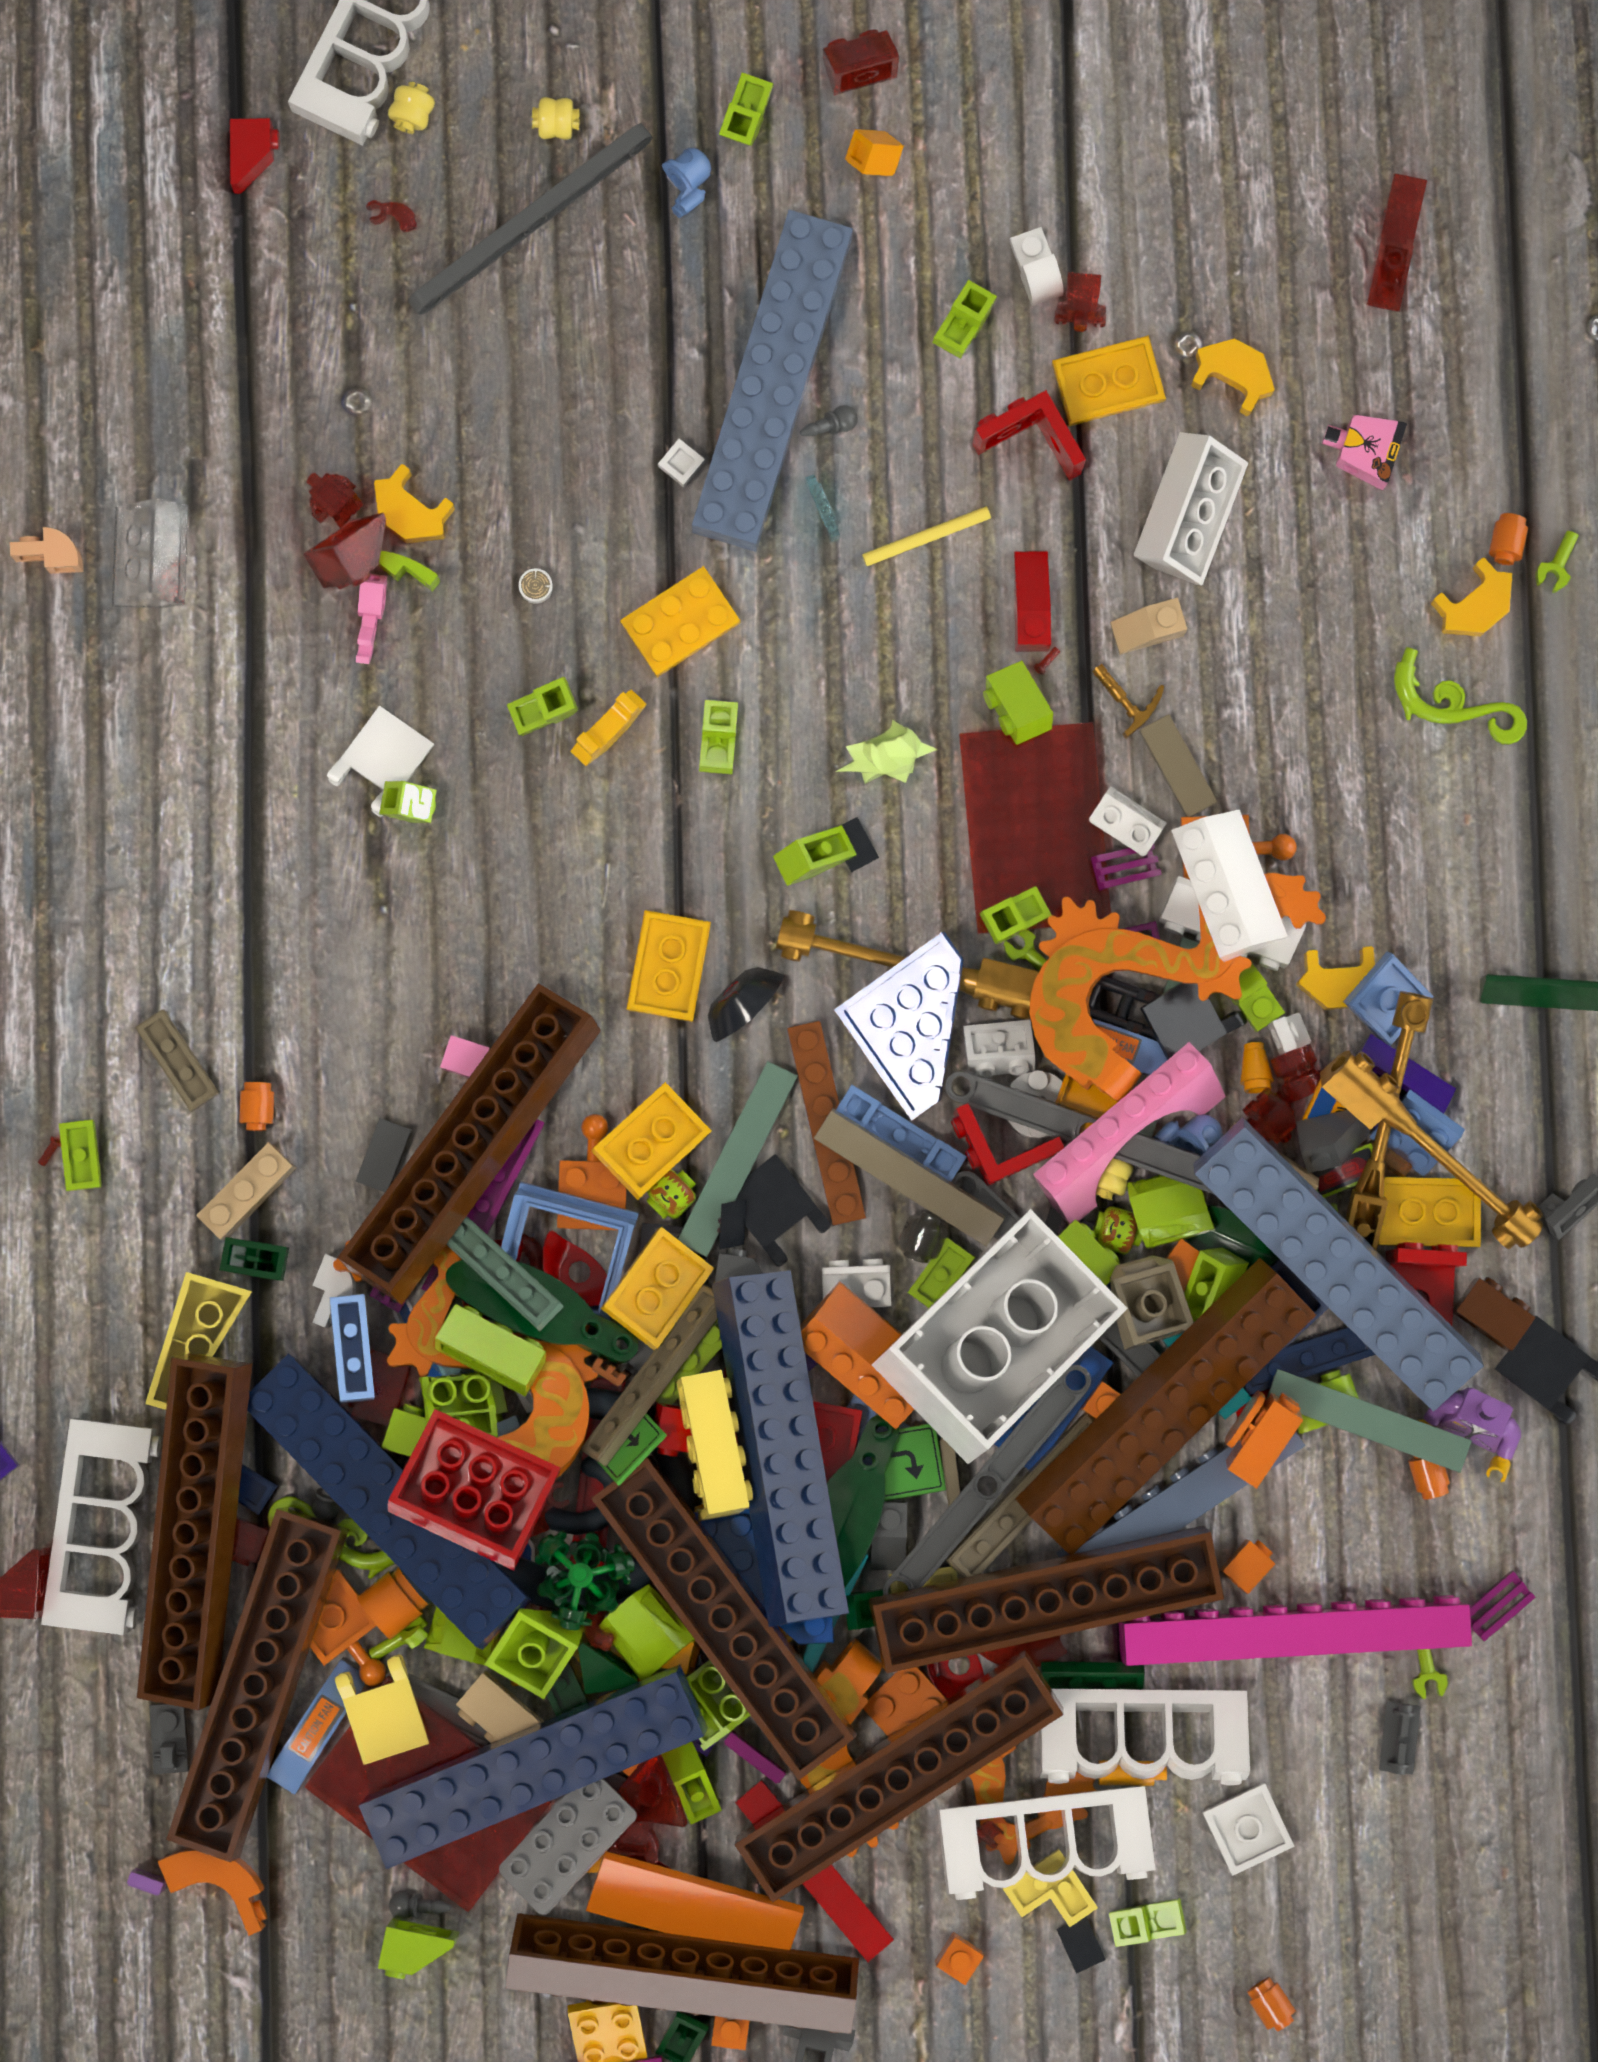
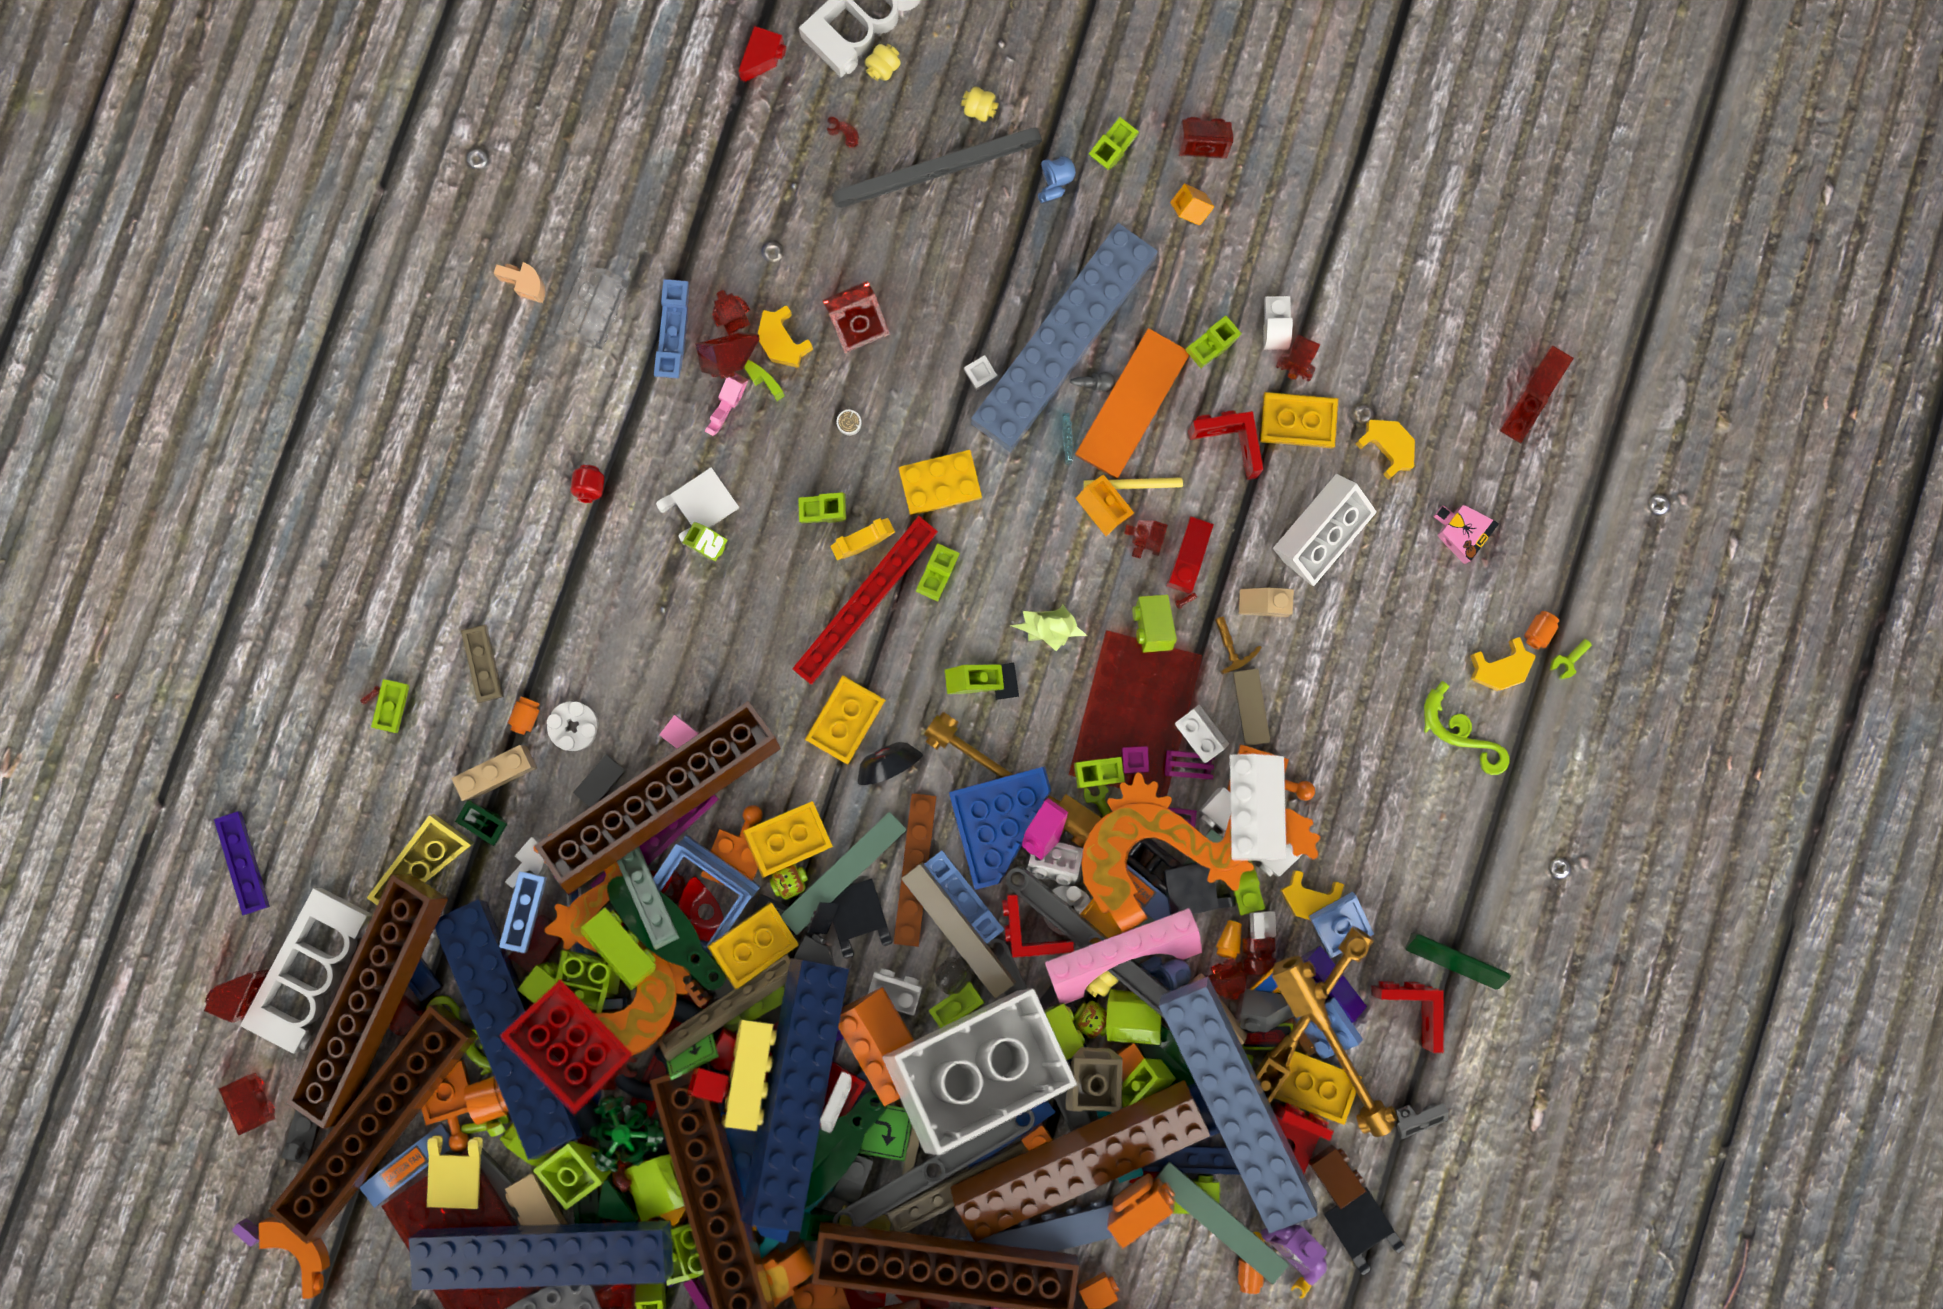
camera: 25 degrees right, 0 degrees up
(85, 1720) = (247, 1103): none -> clear red brick
(229, 782) = (587, 483): none -> red head
(265, 546) = (672, 329): none -> medium blue slope
(324, 1117) = (586, 729): none -> white plate
(496, 447) = (856, 316): none -> clear red slope
(639, 805) = (865, 600): none -> red plate
(668, 1474) = (708, 1086): none -> red brick
(834, 1442) = (836, 1102): none -> white tile
(889, 434) = (1132, 403): none -> orange tile
(900, 576) = (1104, 505): none -> light orange panel
(968, 596) = (1147, 535): none -> clear red piece
(973, 1010) = (1045, 829): none -> dark pink slope
(1055, 883) = (1135, 759): none -> magenta plate
(1537, 1062) = (1432, 1008): none -> red bracket

